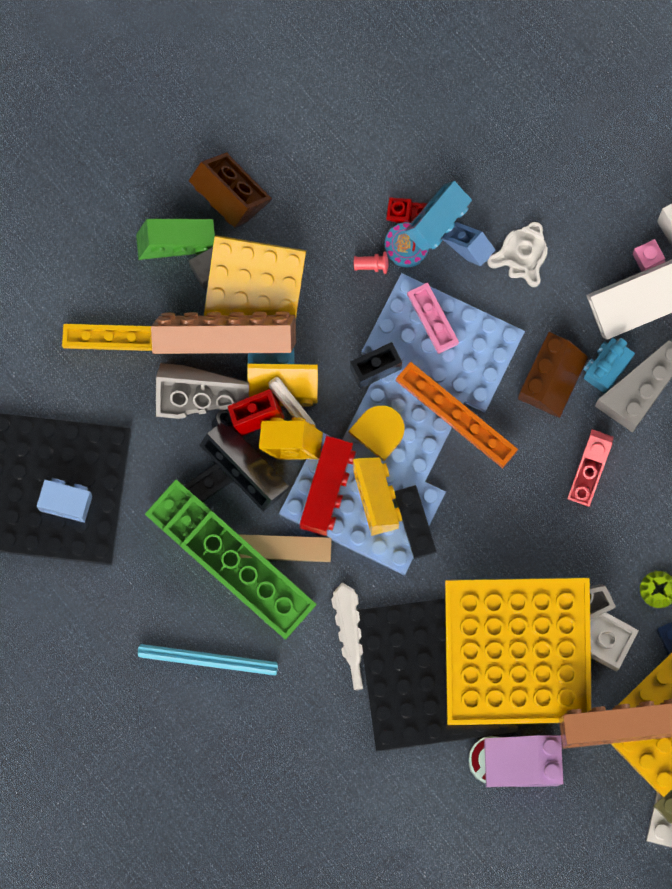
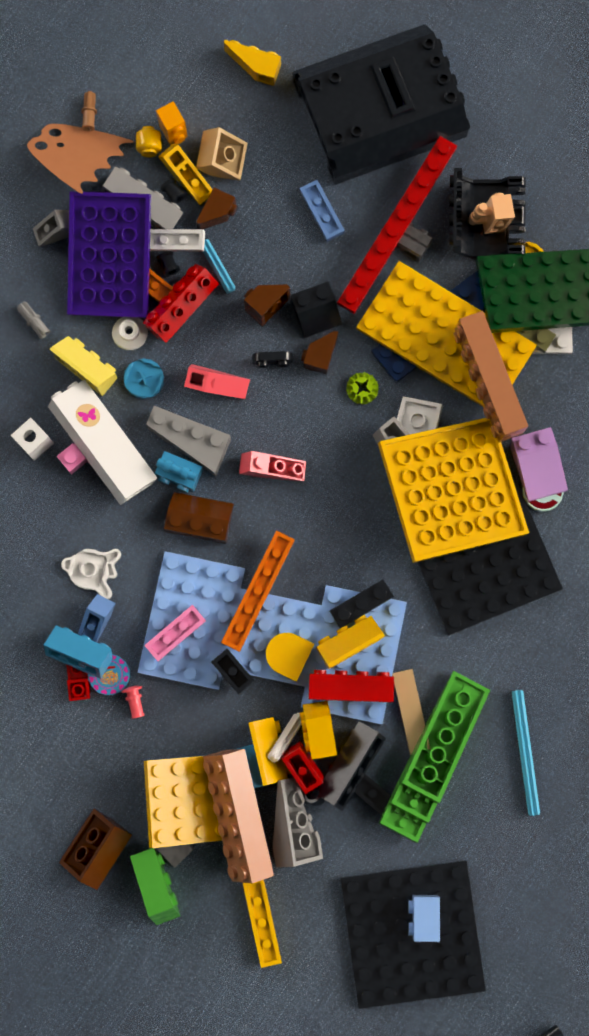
camera: 105 degrees left, 5 degrees up
(348, 617) = (457, 641): white sword -> none

